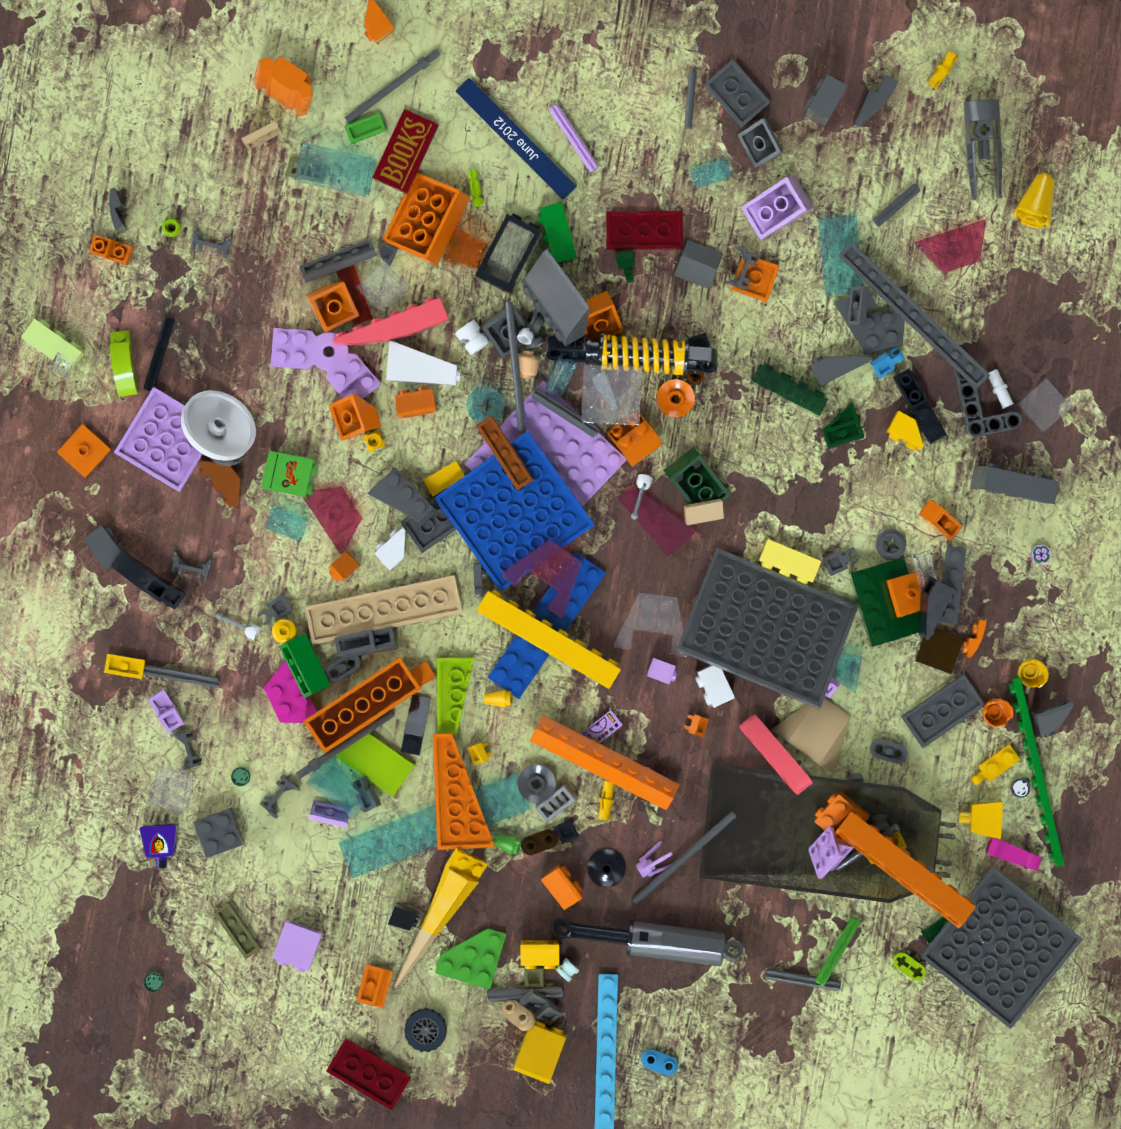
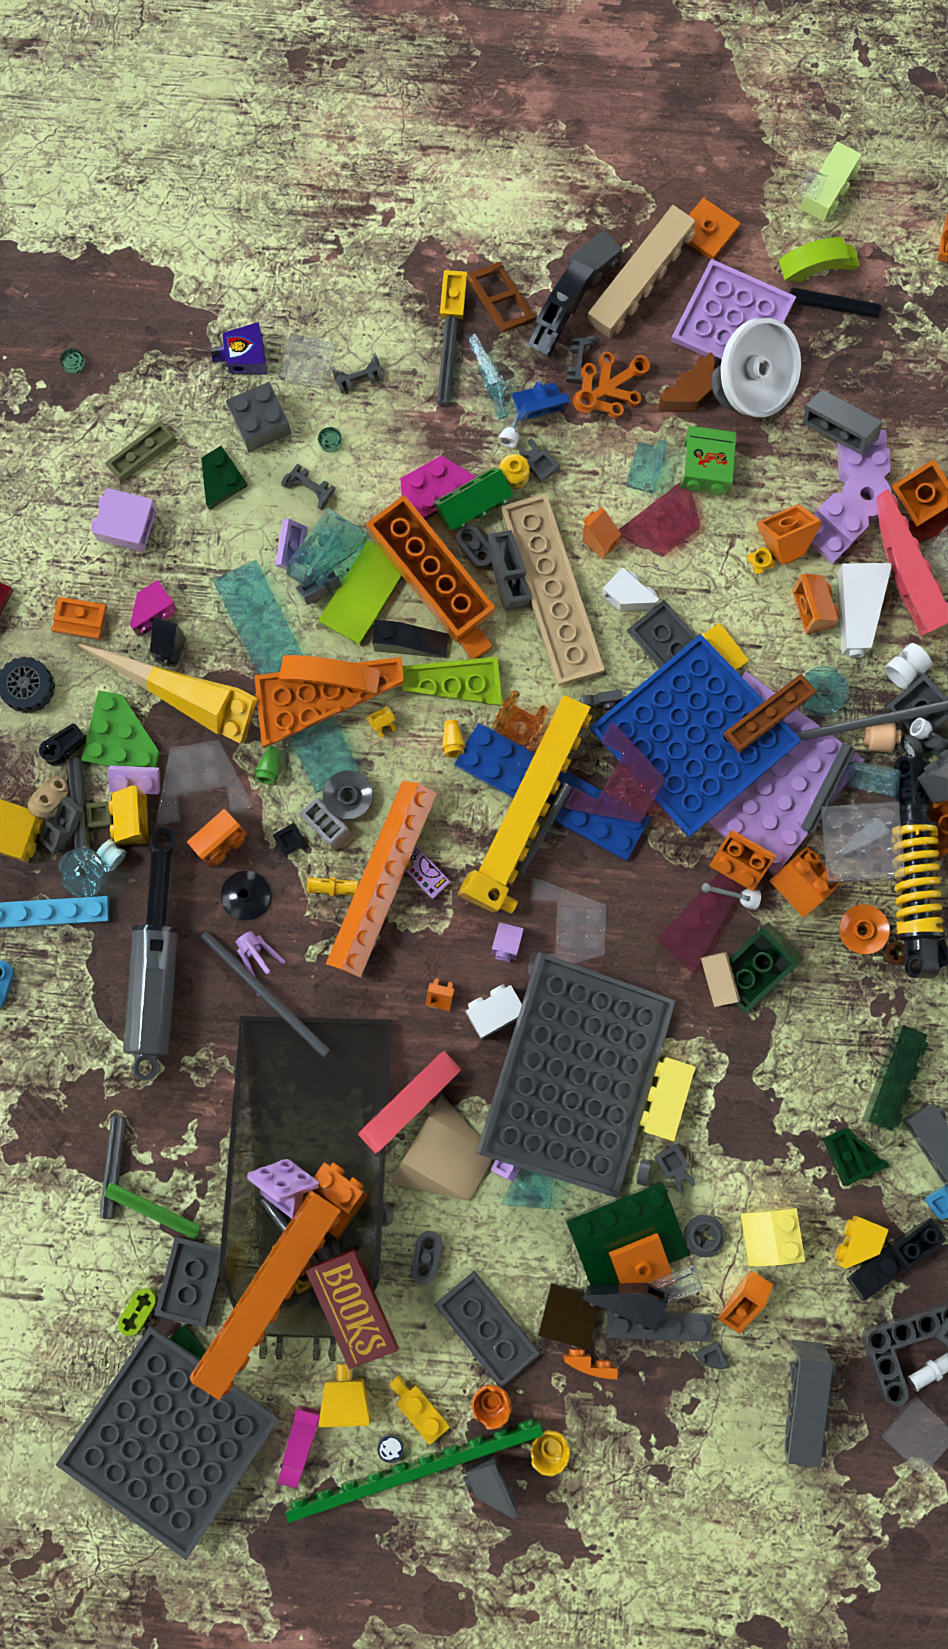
camera: 90 degrees right, 10 degrees down
(121, 511) = (641, 272): none -> tan brick
(136, 639) = (489, 302): none -> dark orange window
(165, 710) = (402, 348): lavender slope -> none
(196, 643) = (489, 374): none -> clear light blue wing
(218, 549) = (608, 387): none -> orange plant
(224, 605) = (539, 401): none -> blue panel
(265, 867) = (220, 477): none -> dark green wing
(267, 364) = (842, 422): none -> dark grey brick
(315, 764) = (350, 513): dark grey bar -> none
(370, 927) = (151, 603): none -> dark pink slope
(402, 496) = (699, 594): dark grey wedge -> none
(442, 790) = (330, 672): none -> orange slope
(475, 1000) = (64, 744): none -> black piece
(492, 657) = (510, 713): none -> clear orange piece
(505, 899) = (198, 770): none -> clear wing
(509, 948) = (144, 777): none -> lavender plate
(539, 842) = (272, 806): dark brown plate -> none
(573, 984) = (95, 870): none -> clear light blue plate
(574, 633) = (545, 826): none -> dark grey bar
(616, 487) = (742, 860): none -> orange slope
(620, 690) = (476, 890): none -> yellow torso
(842, 585) = (643, 1172): none -> dark grey tile
(891, 926) = (189, 1282): none -> dark grey plate
(896, 495) = (772, 1237): none -> light yellow slope
(921, 808) = (352, 1309): none -> dark red tile
(976, 548) = (712, 1356): none -> dark grey tile
(1040, 554) = (714, 1449): tile -> none

